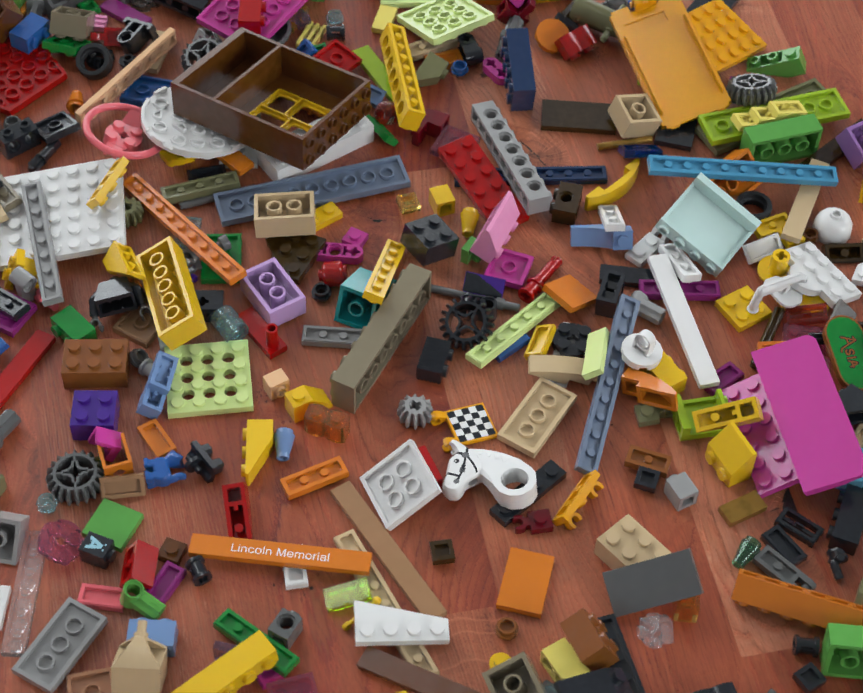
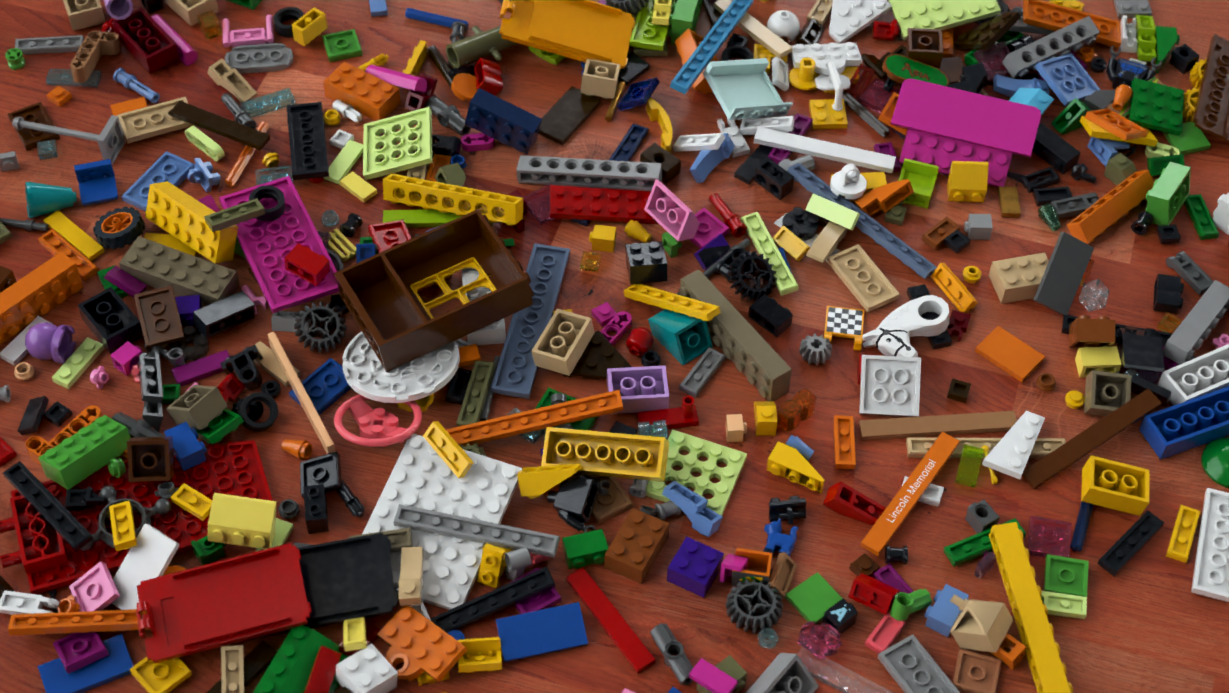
camera: 60 degrees left, 0 degrees up
(156, 438) = (741, 535): orange tile -> none
(569, 293) = (755, 203): orange tile -> none
(611, 514) = (971, 274): none -> yellow plate
(718, 417) = (940, 161): yellow slope -> none
(779, 199) = (737, 39): none -> black plate

